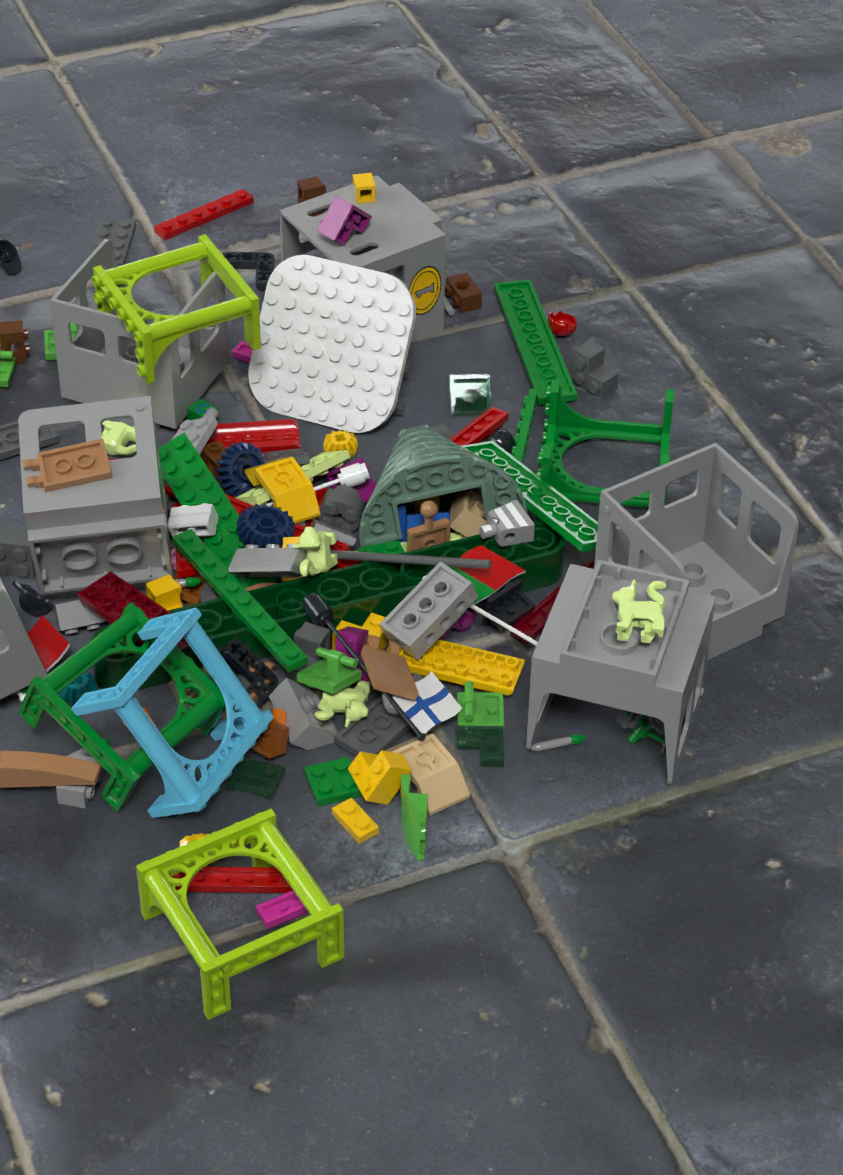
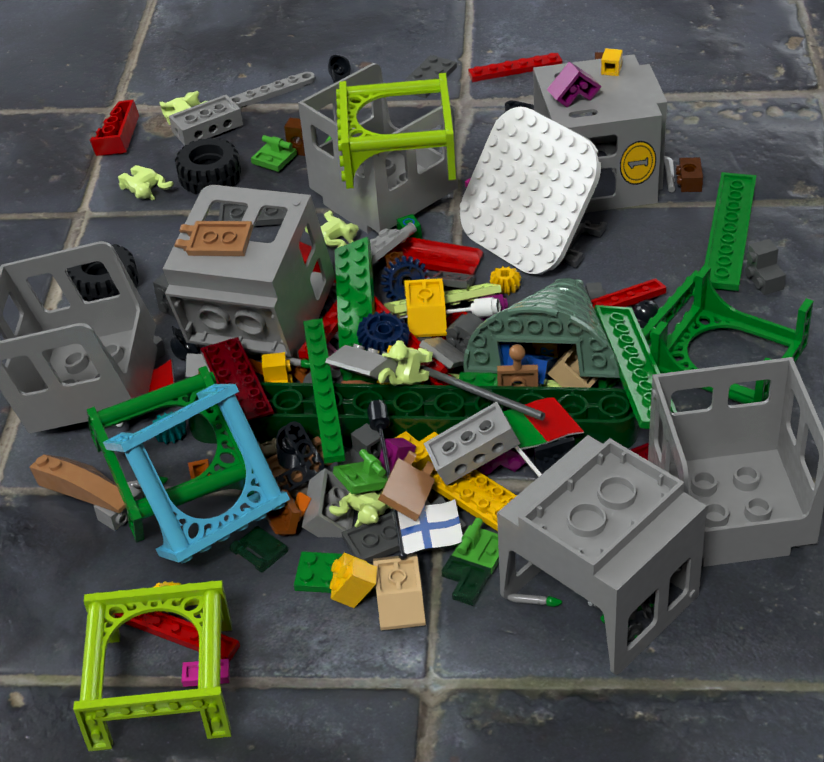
camera: 30 degrees right, 0 degrees up
(199, 518) = (333, 312): white brick -> none
(355, 820) = (315, 613): yellow plate -> none
(413, 818) = (359, 627): bright green slope -> none
(469, 394) = (642, 262): clear green slope -> none
(508, 525) = (588, 385): light grey torso -> none
(562, 323) = (761, 220): red hair -> none
(640, 614) = (609, 501): yellowish green animal -> none

